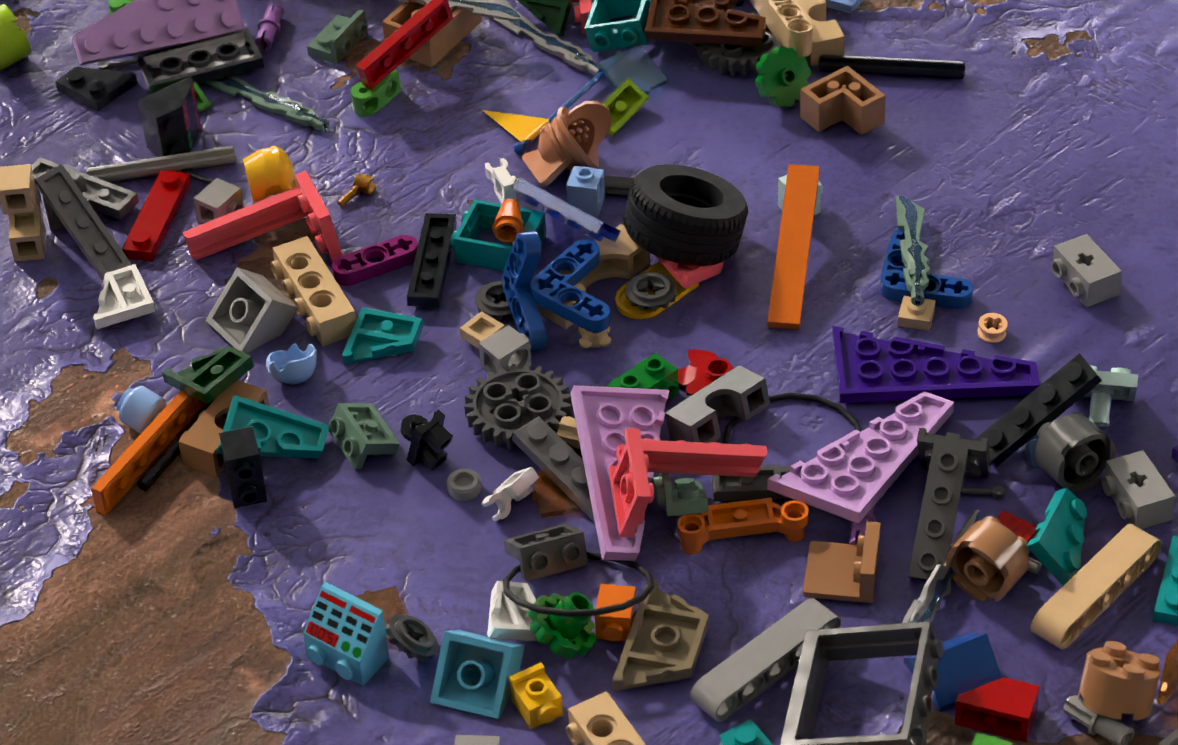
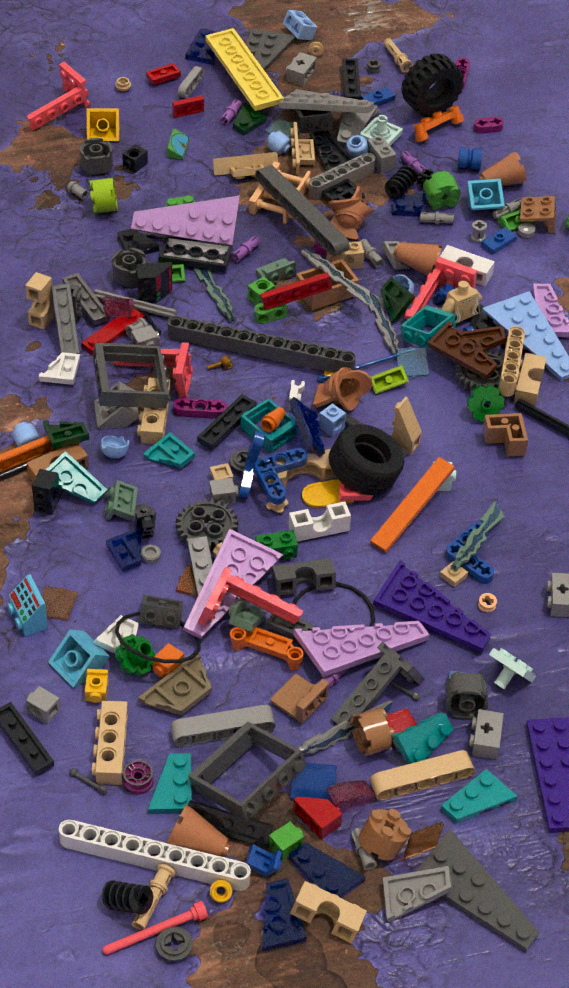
camera: 25 degrees right, 5 degrees up
(115, 118) = (125, 266): none -> dark grey brick
(143, 175) = (118, 306): none -> clear pink hips
(184, 199) = (139, 324): none -> light grey bush
(190, 240) = (131, 353): none -> dark grey window
(269, 172) = (174, 334): yellow helmet -> none
(339, 71) = (256, 288): none -> bright green brick
(412, 637) = (65, 619): dark grey gear -> none
(417, 134) = (259, 344): none -> dark grey beam
(425, 493) = (126, 549): none -> clear blue wing
(515, 488) = (171, 569): white plate -> none
(660, 284) = (318, 488): dark grey gear -> none
(699, 316) = (333, 521): none -> white arch
(703, 370) = (317, 551): red plate -> none
(704, 144) = (406, 427): none -> tan slope
(1022, 656) = (349, 792): none -> clear pink slope
(1039, 407) = (463, 662): black plate -> none

